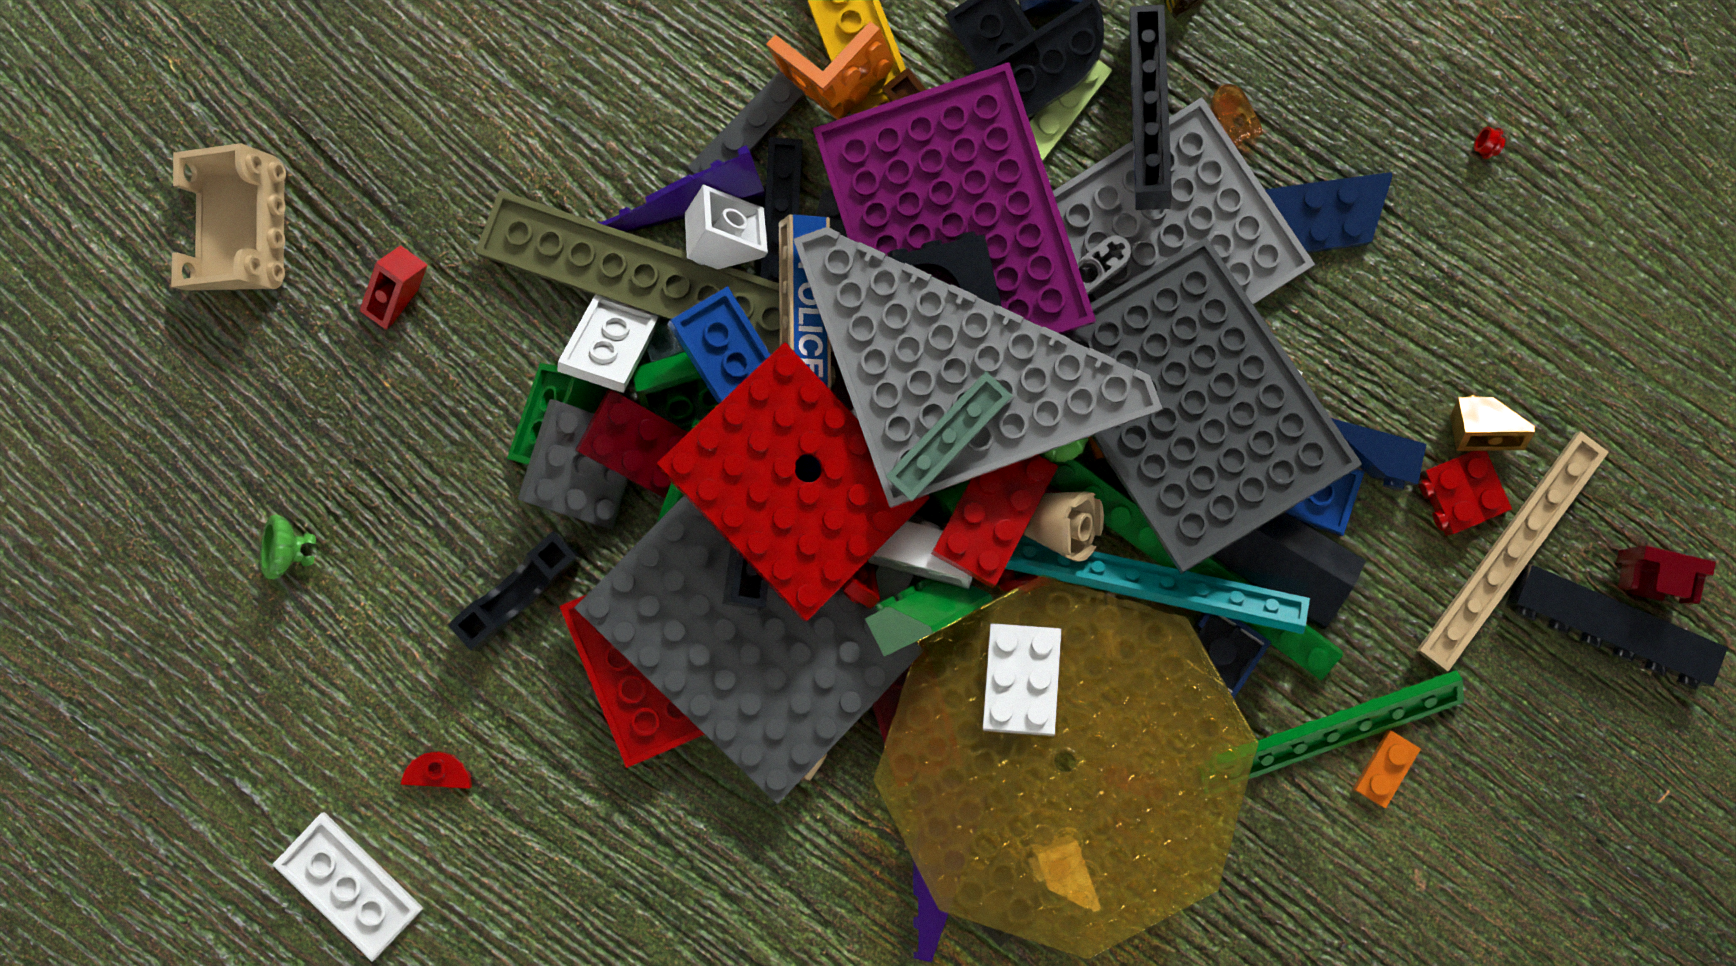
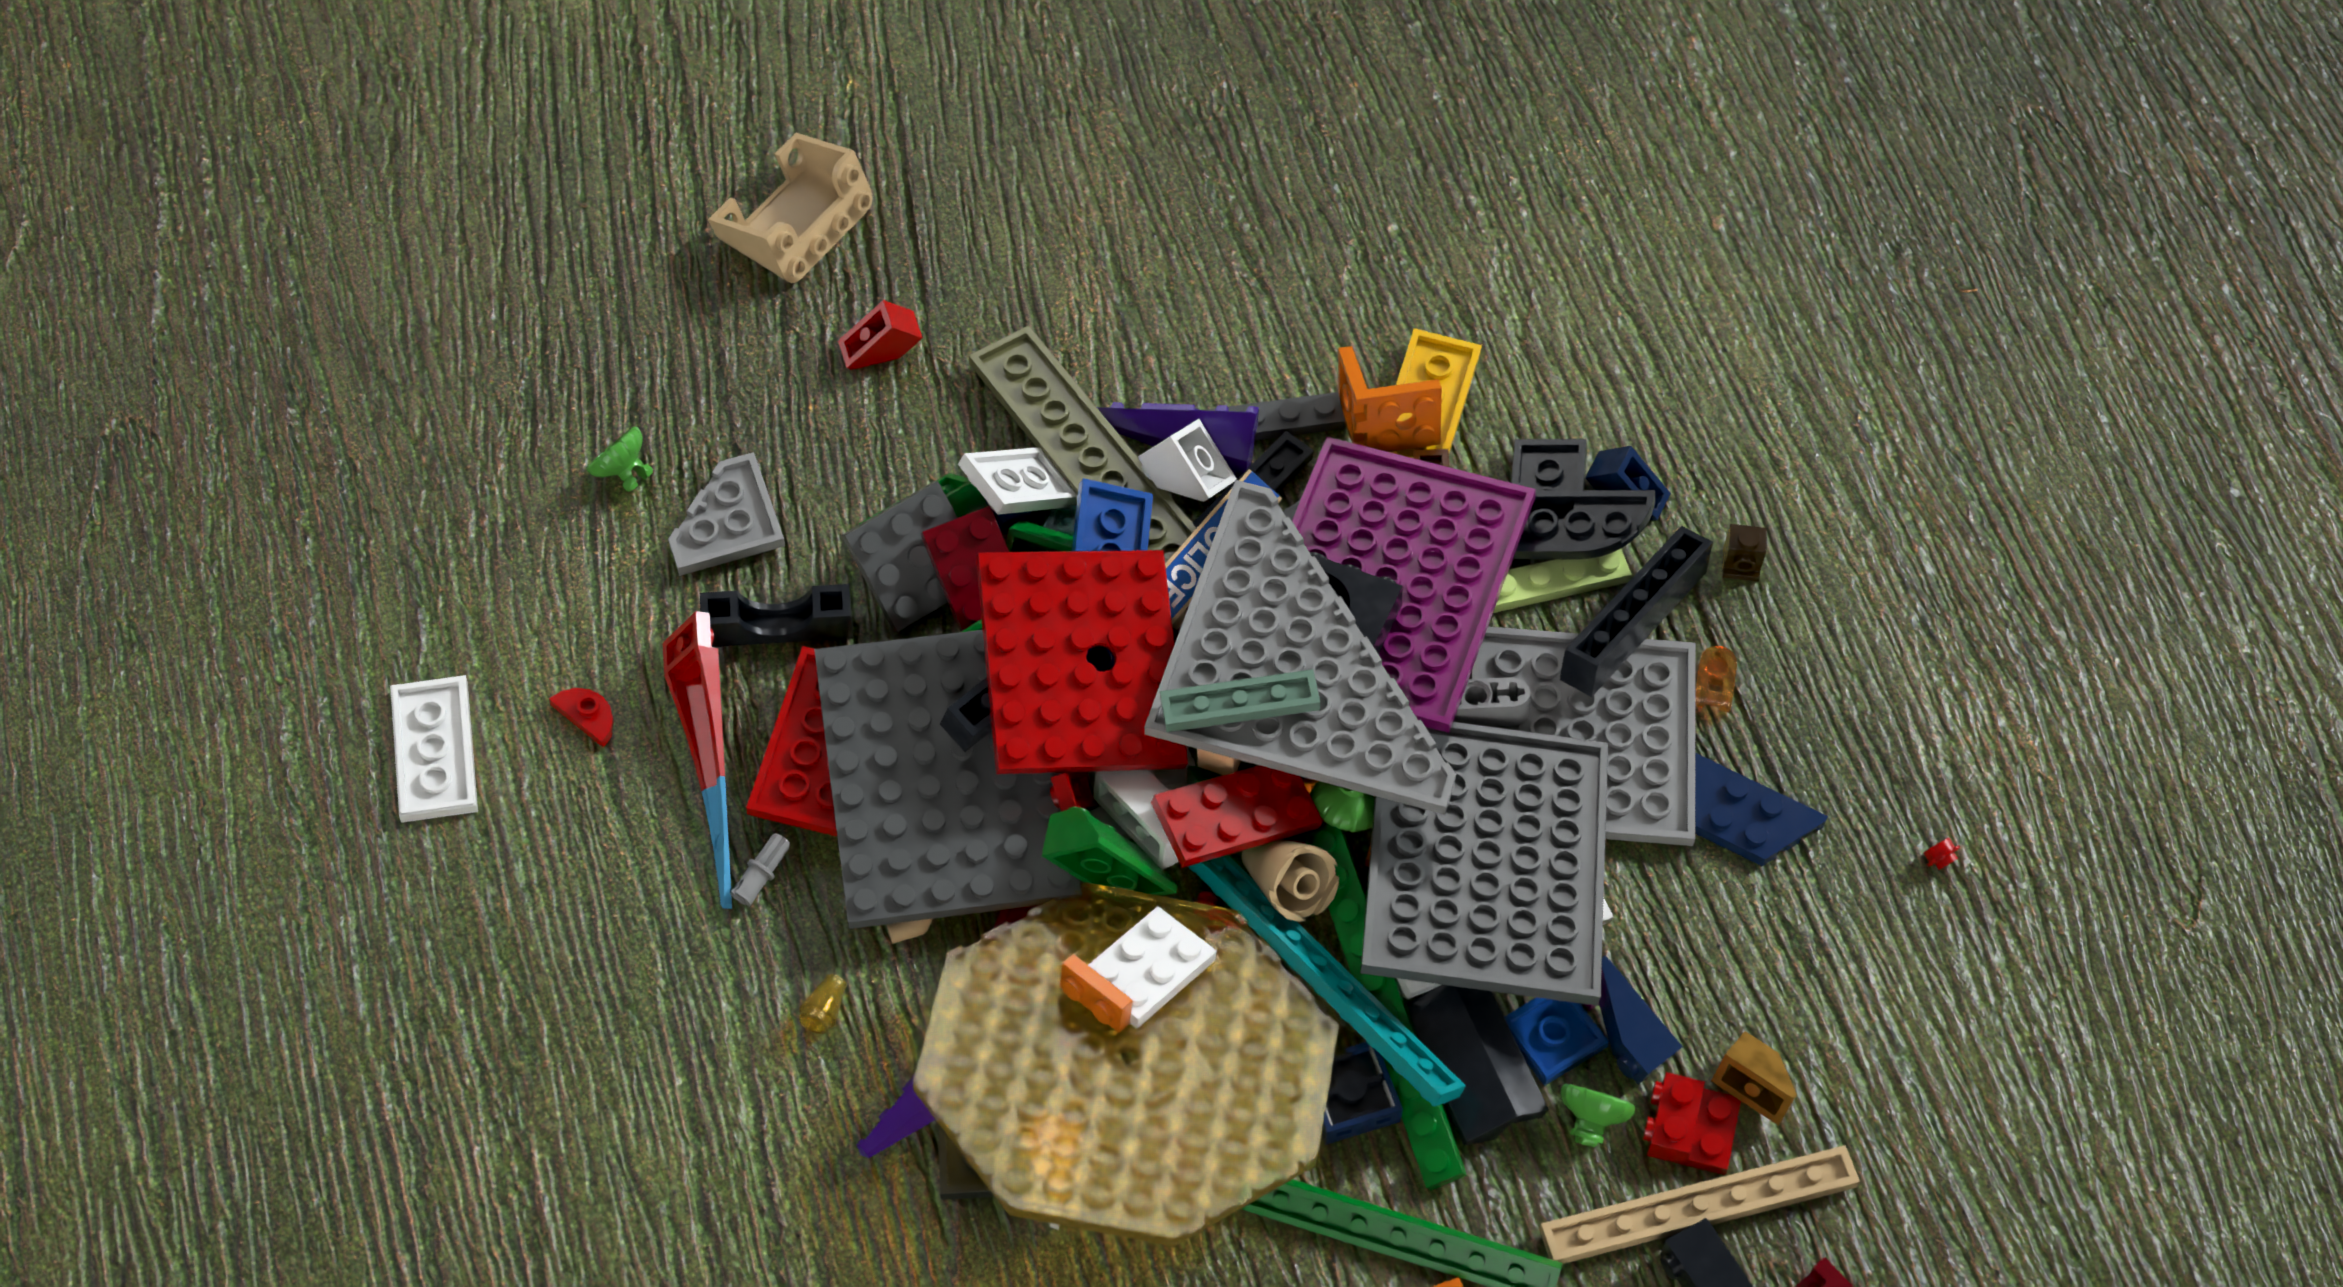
camera: 35 degrees right, 25 degrees down
(406, 532) = (727, 519): none -> light grey plate
(511, 699) = (694, 683): none -> red plate
(671, 799) = (760, 870): none -> light grey axle
(802, 867) = (823, 1005): none -> clear yellow cone
(993, 738) = (1095, 993): none -> orange plate
(1397, 537) = (1593, 1113): none -> bright green hair

